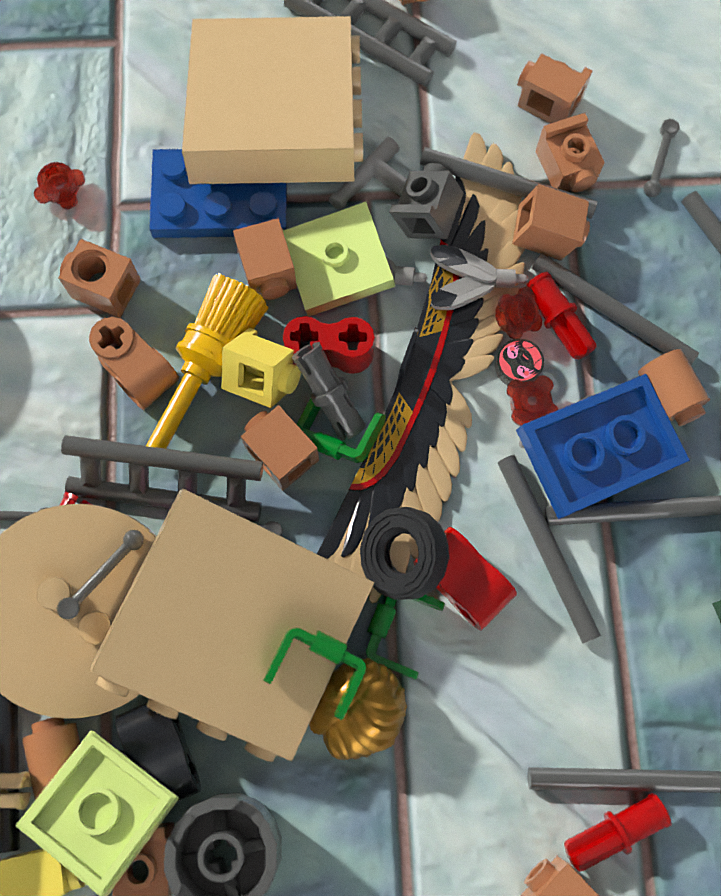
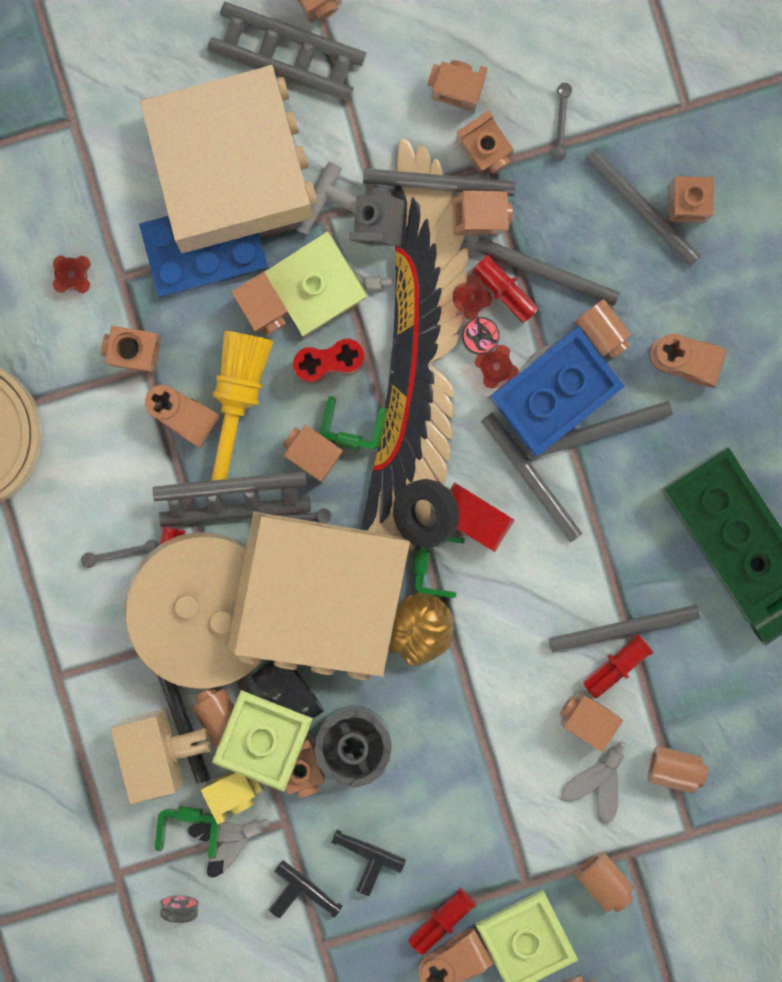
camera: 10 degrees left, 15 degrees up
(70, 607) = (201, 613): dark grey hinge -> none
(258, 369) = (281, 398): light yellow brick -> none
(329, 391) = (339, 402): dark grey pin -> none
(329, 649) = (387, 596): green piece -> none
(477, 280) = (433, 275): light grey piece -> none

